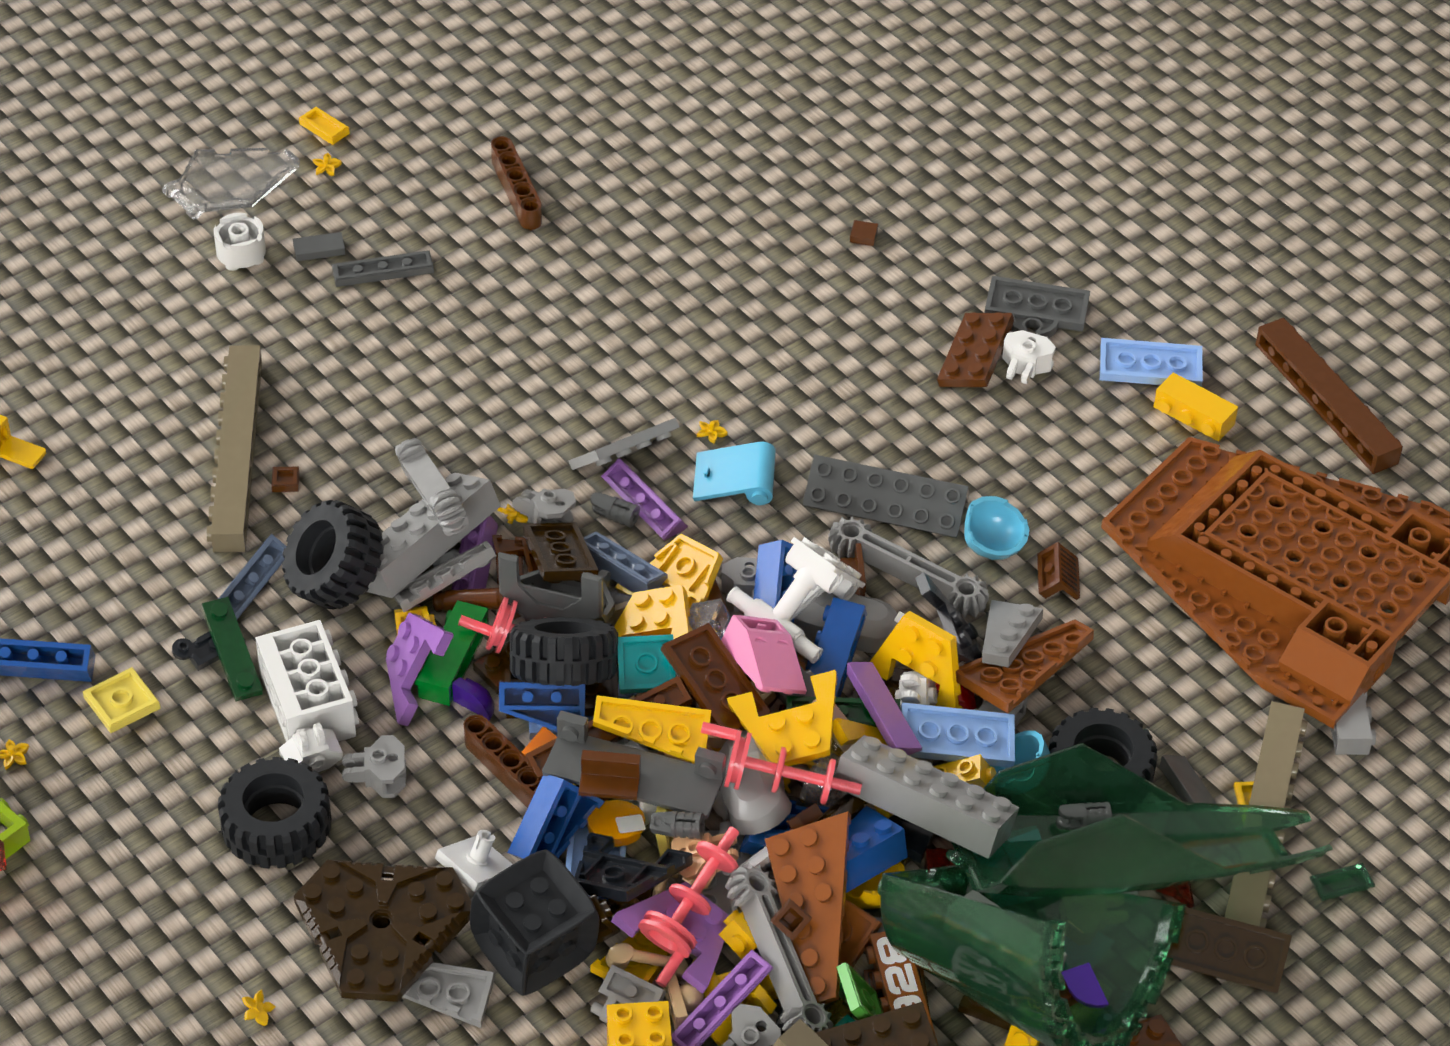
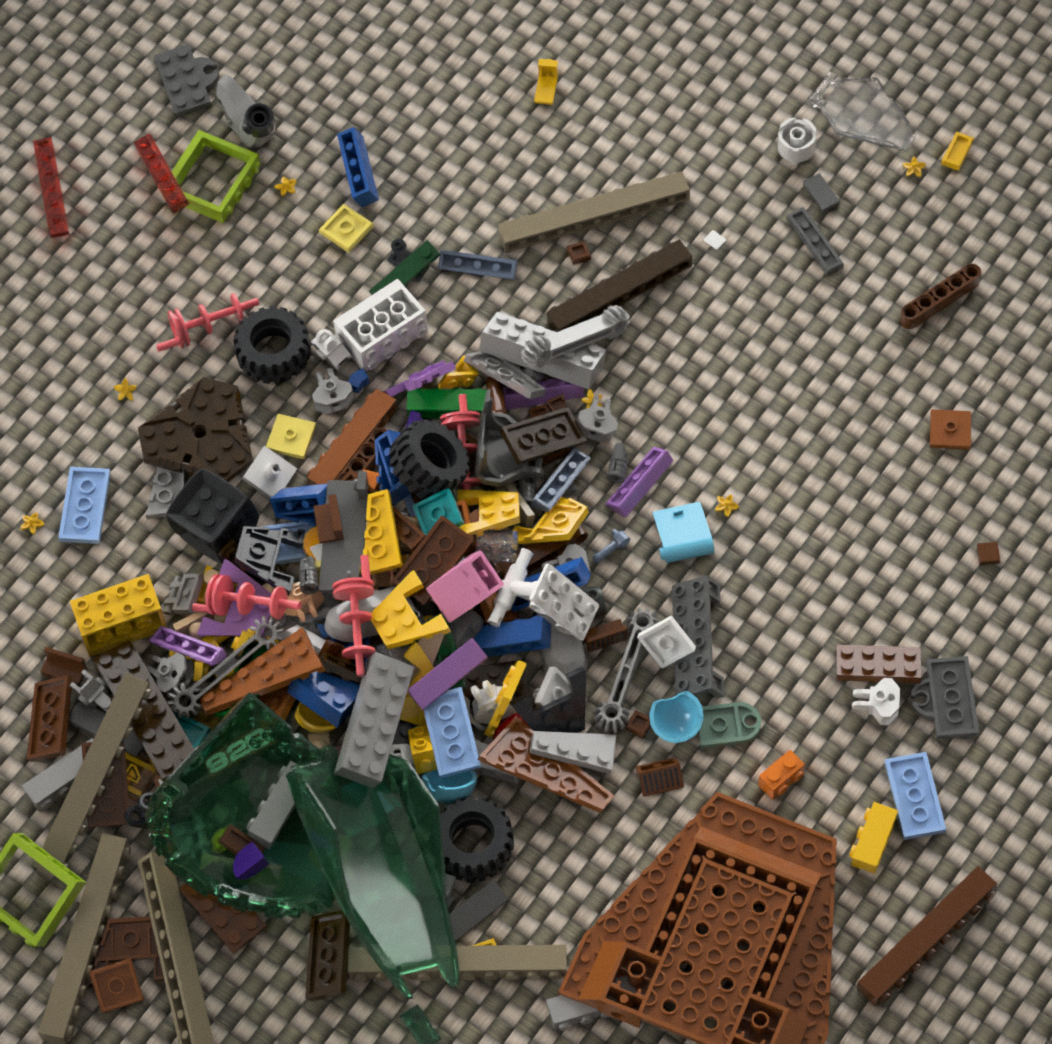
camera: 80 degrees right, 15 degrees up
(195, 907) = (179, 327): none -> coral piece
(332, 354) = (714, 239): none -> white sticker
(332, 554) = (489, 298): black tyre -> none
(362, 445) = (621, 287): none -> dark brown brick
(367, 735) = (358, 380): none -> blue piece
(421, 833) = (291, 436): none -> light yellow plate
(466, 764) = (372, 415): none -> dark orange brick
(622, 446) = (683, 451): light grey wing -> none
(691, 222) = (950, 429): none -> dark orange plate
(724, 534) = (620, 540): none -> sand blue piece
(791, 919) = (242, 661): reddish brown slope -> none
(859, 994) = (203, 722): bright green tile -> none
(892, 510) = (666, 642): none -> white tile
(984, 574) = (638, 724): none -> reddish brown tile
(1018, 492) = (726, 725): none -> sand green tile
(1080, 814) = (405, 829): dark grey hinge -> none
(1094, 462) = (781, 775): none -> orange brick

